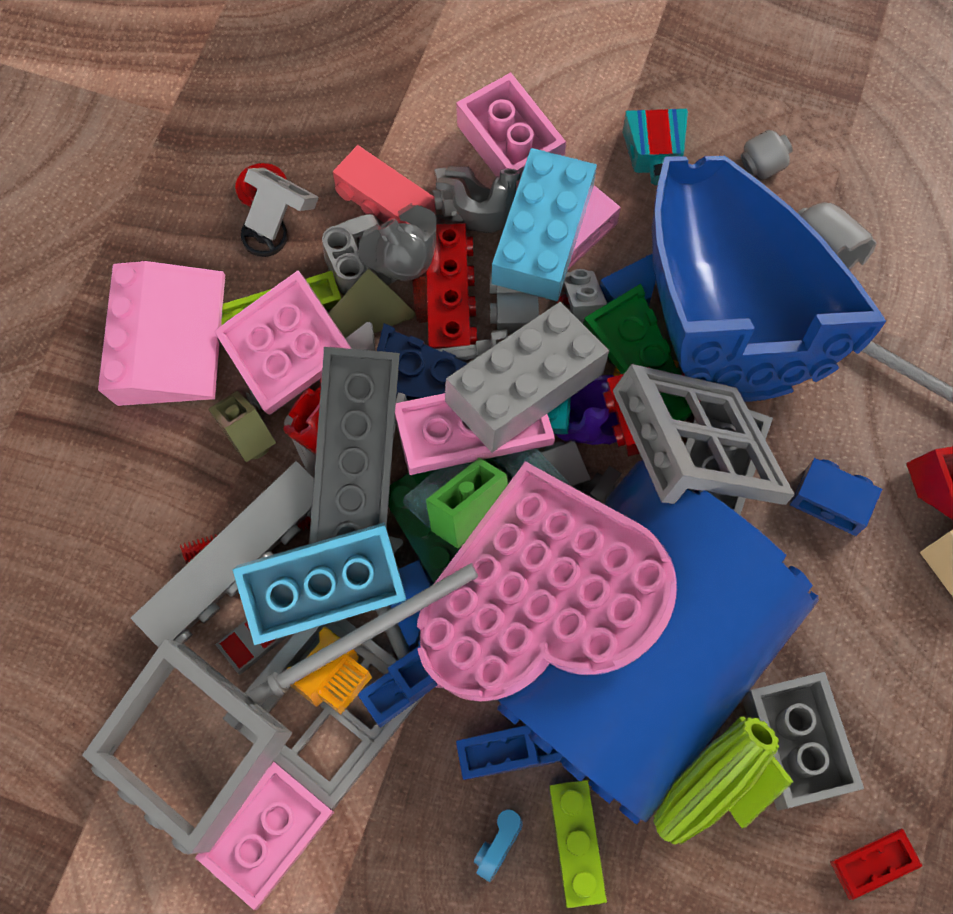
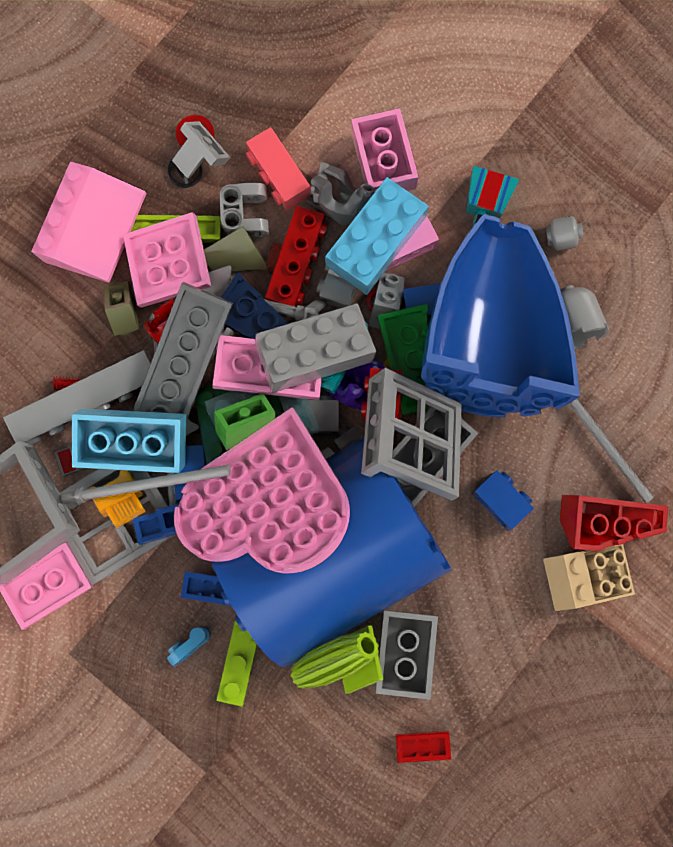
camera: 20 degrees right, 10 degrees up
(401, 248) = (268, 222): dark grey piece -> none

